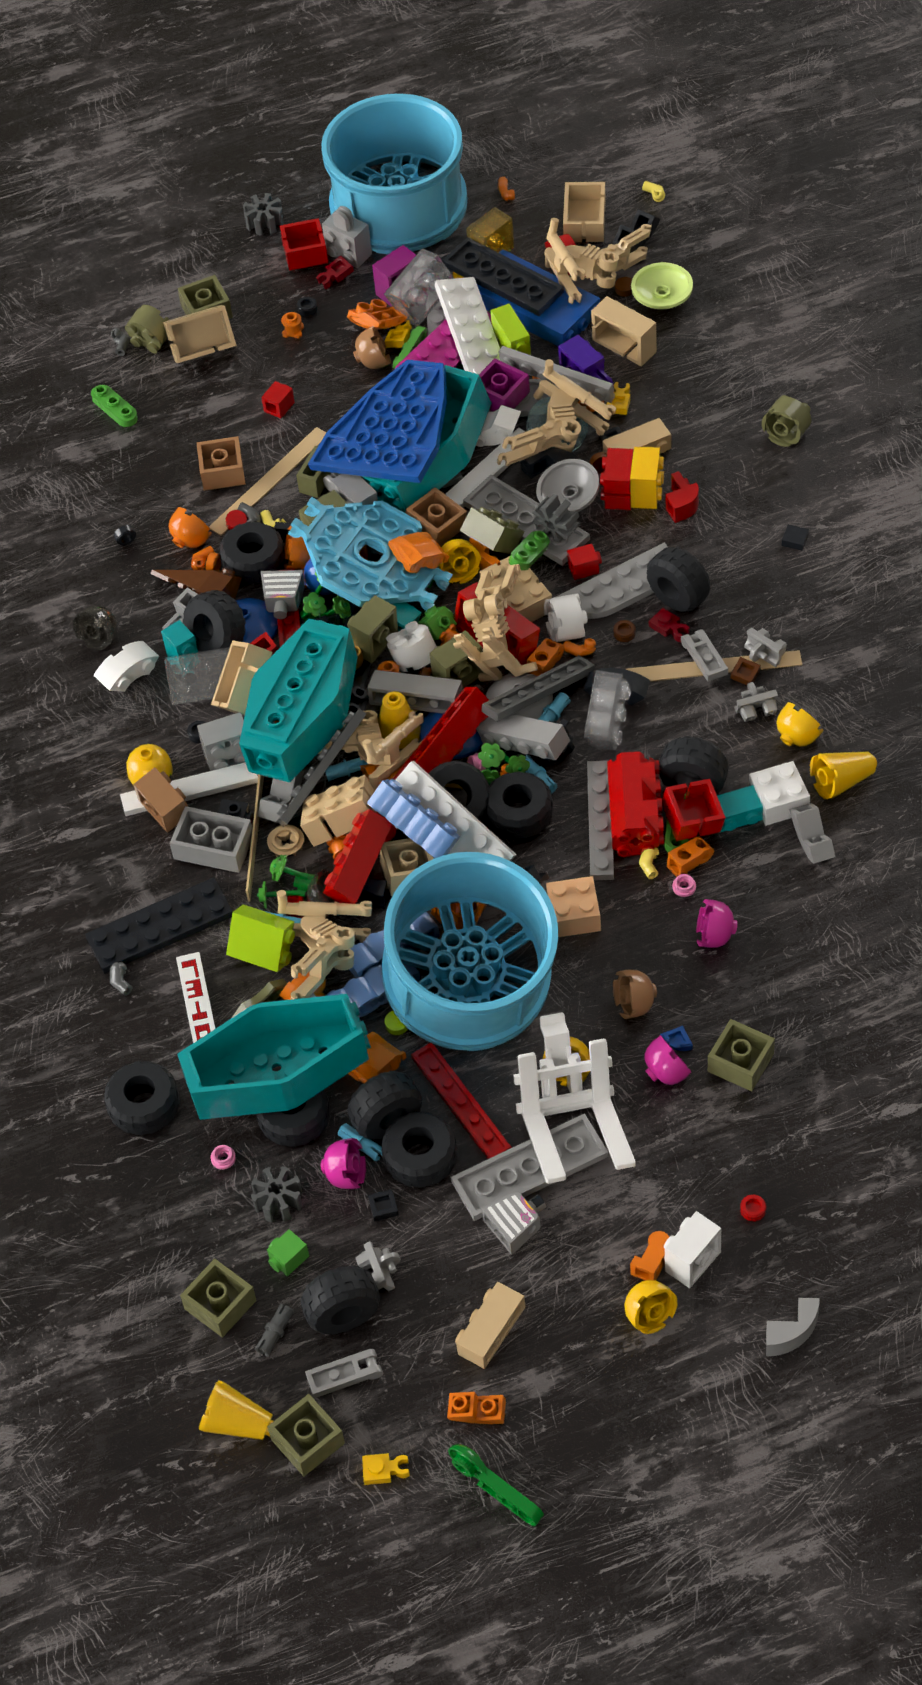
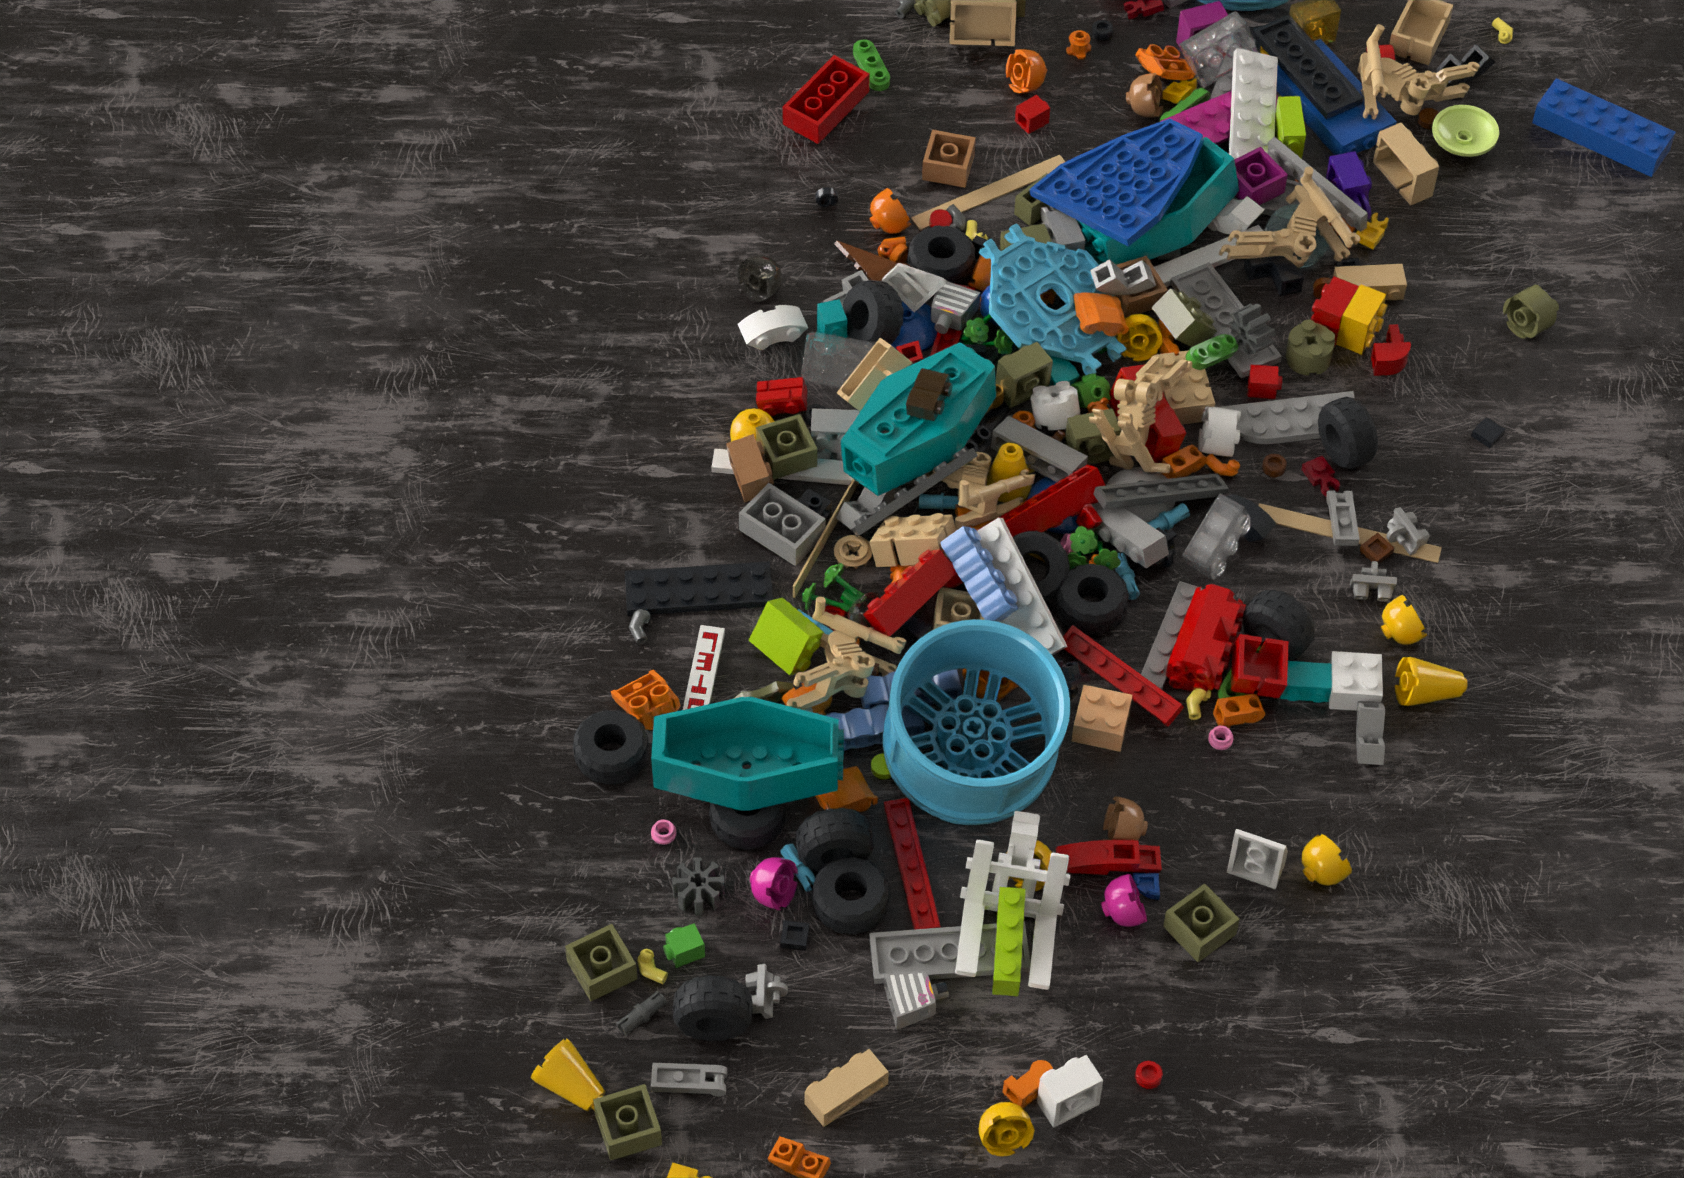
camera: 15 degrees right, 0 degrees up
(87, 448) = (826, 99): none -> red brick
(157, 1042) = (647, 698): none -> orange slope
(162, 725) = (782, 396): none -> red brick
(188, 767) = (787, 446): none -> olive brick
(240, 584) = (913, 284): none -> white wing
(255, 363) = (1025, 70): none -> orange cylinder
(262, 1286) = (648, 968): none -> light yellow arm
(302, 674) = (928, 394): none -> dark brown brick
(431, 513) = (1114, 281): none -> light grey brick
(485, 734) = (1088, 517): none -> red tile
(570, 478) = (1284, 297): light grey dish -> none
(575, 863) = (1121, 676): none -> red plate
(580, 1136) = (1008, 941): none -> lime brick
(611, 518) = (1310, 348): none -> olive brick
(637, 1025) = (1111, 855): none -> red slope
(715, 924) = (1234, 786): dark pink cylinder -> none
(765, 979) = (1257, 859): none -> white slope
(777, 243) = (1603, 127): none -> blue brick
(823, 960) = (1323, 861): none -> yellow cylinder

